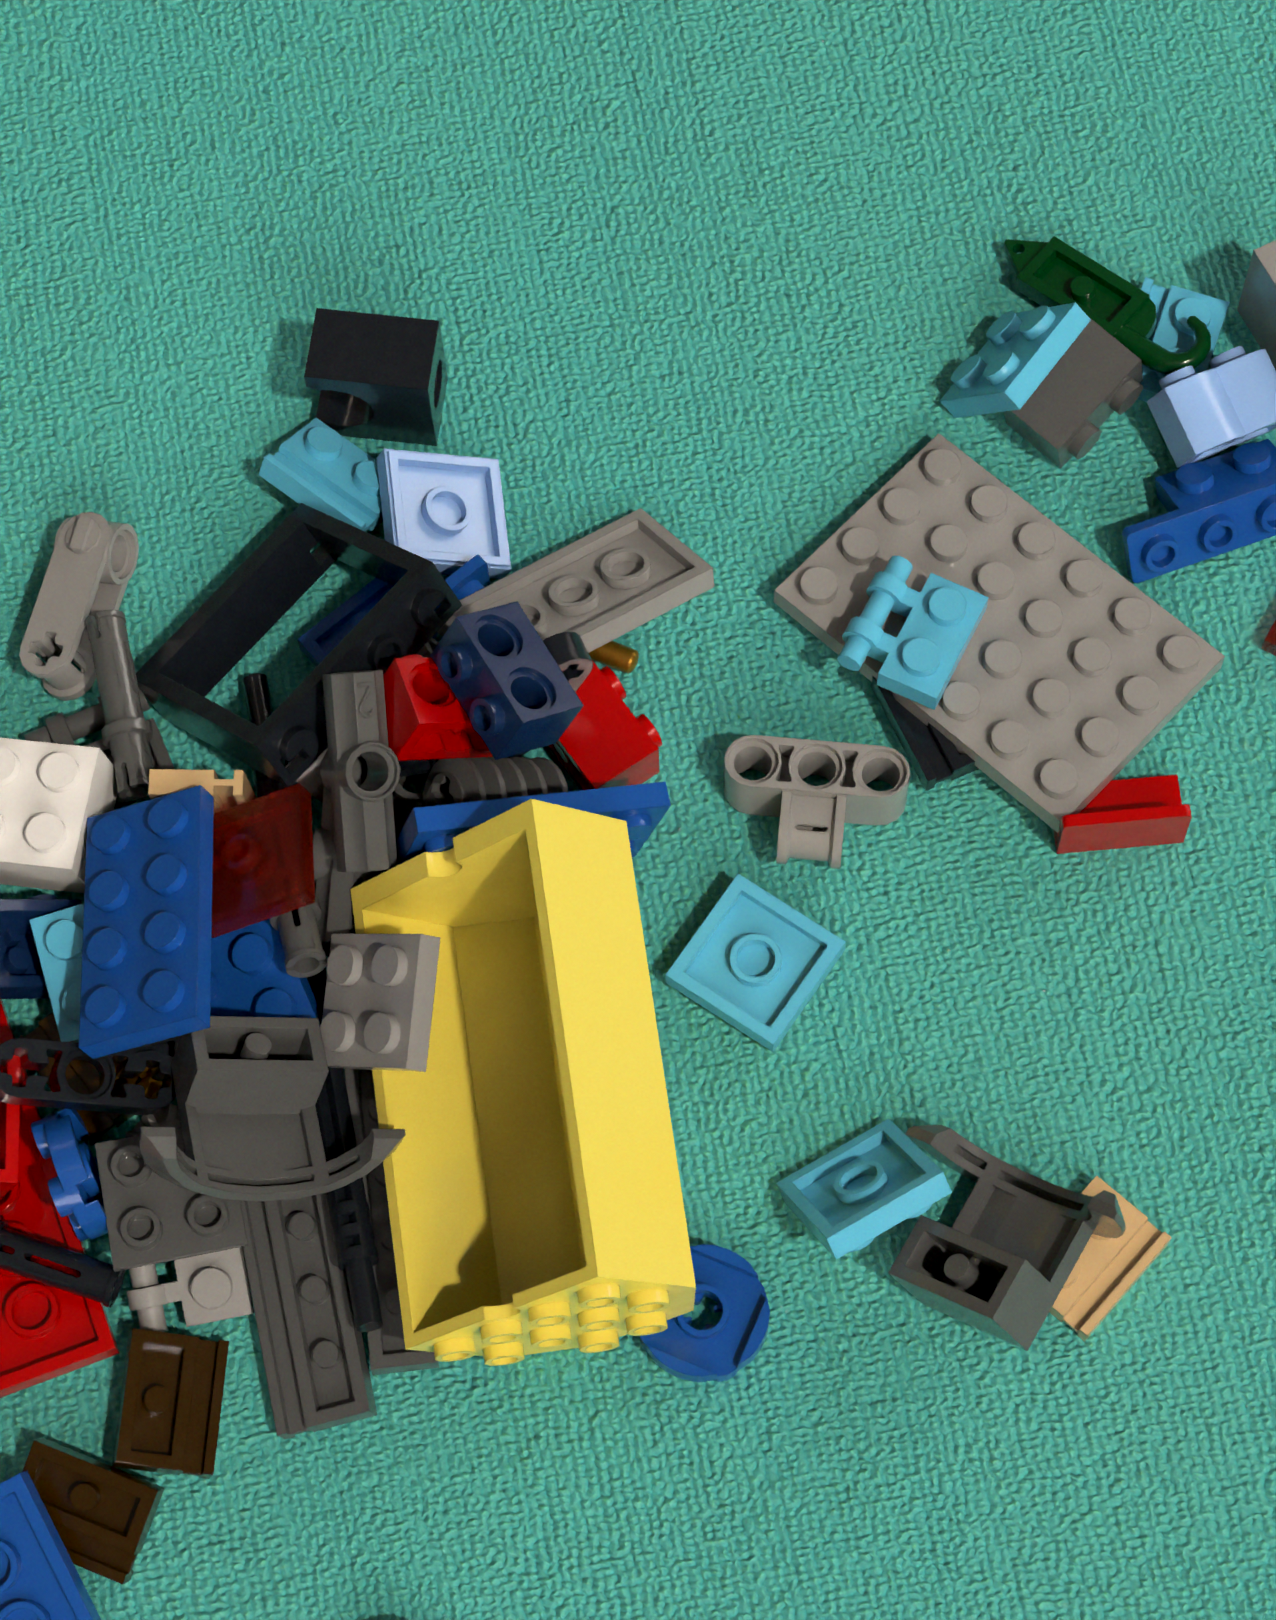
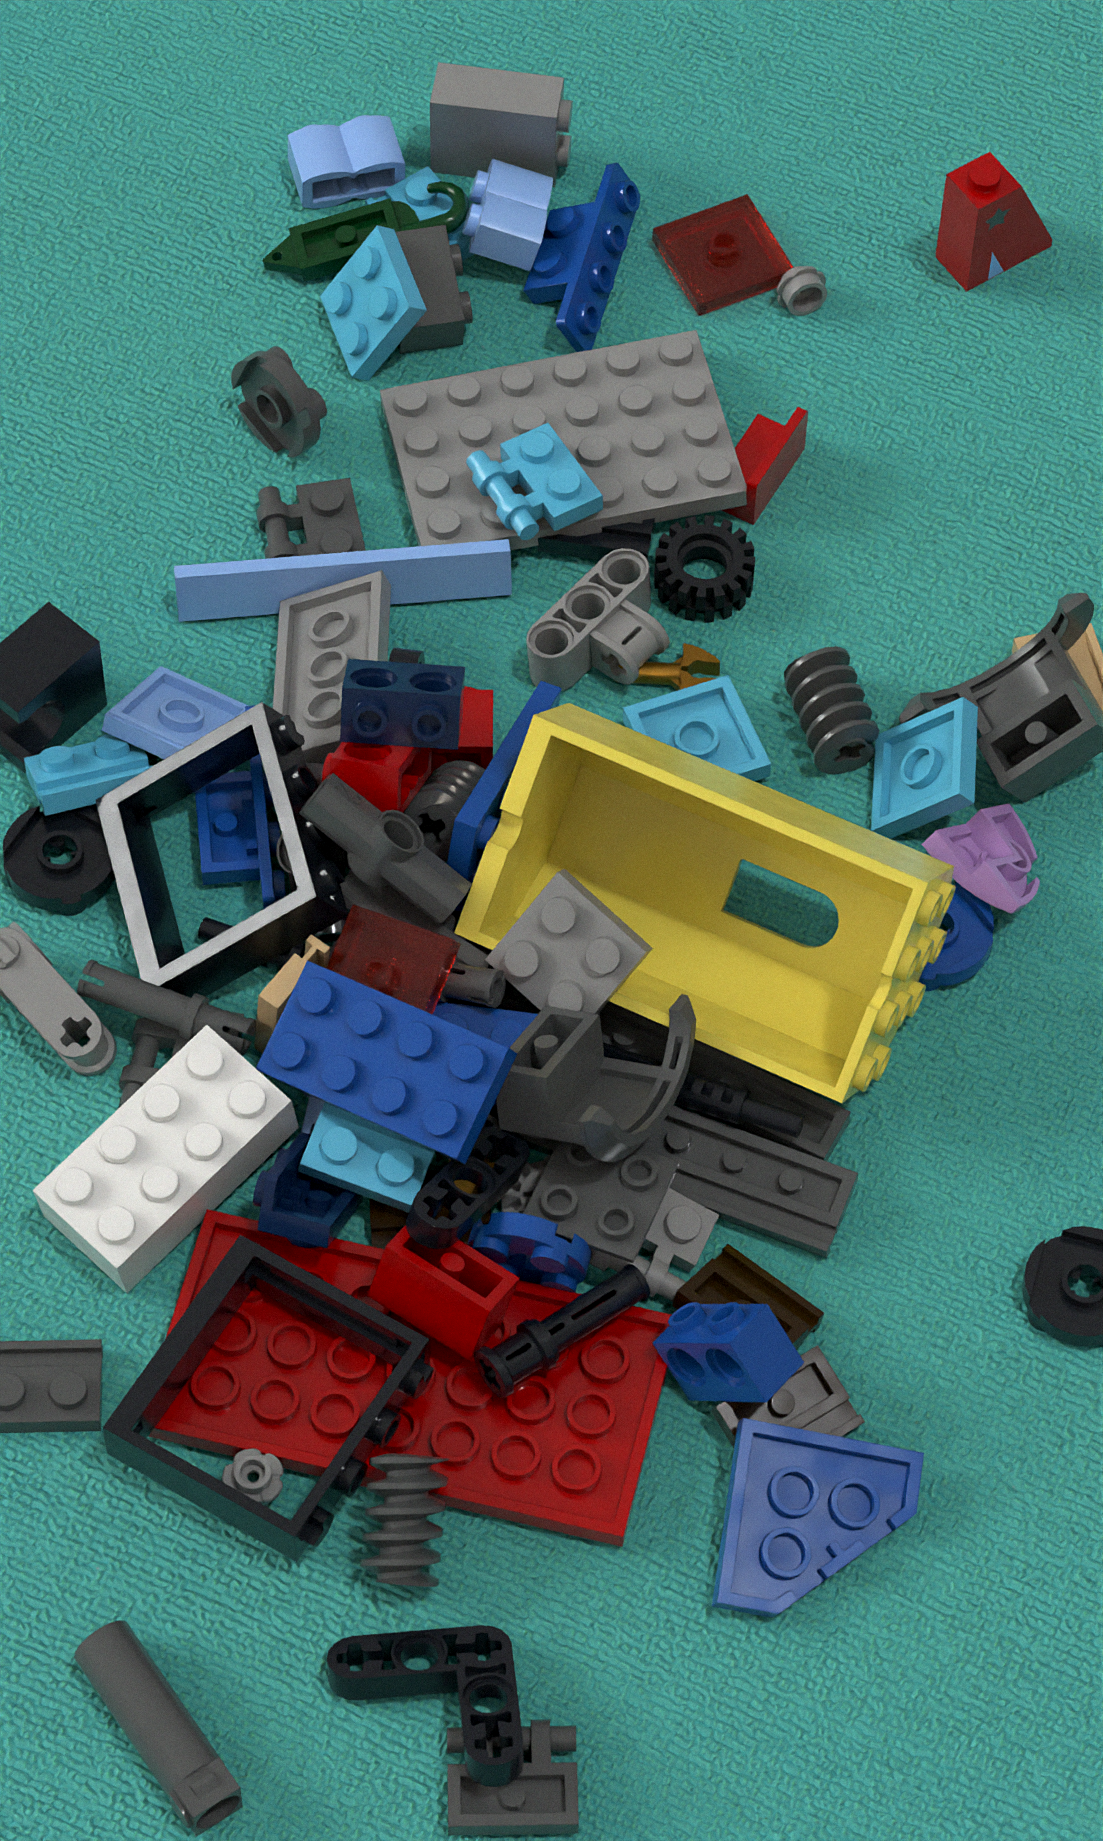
camera: 60 degrees left, 10 degrees down
(80, 1416) = (727, 1352): none -> blue brick
(202, 510) = (58, 886): none -> black plate
(737, 580) = (413, 572): none -> light blue tile
(754, 499) = (323, 512): none -> dark grey plate
(817, 1313) = (988, 857): none -> lavender brick
(825, 892) = (679, 672): none -> pearl gold bar
(833, 379) = (278, 402): none -> dark grey plate
(874, 1057) = (831, 710): none -> dark grey piece
(964, 807) = (699, 594): none -> black tyre
(1173, 229) = (345, 161): none -> light blue brick

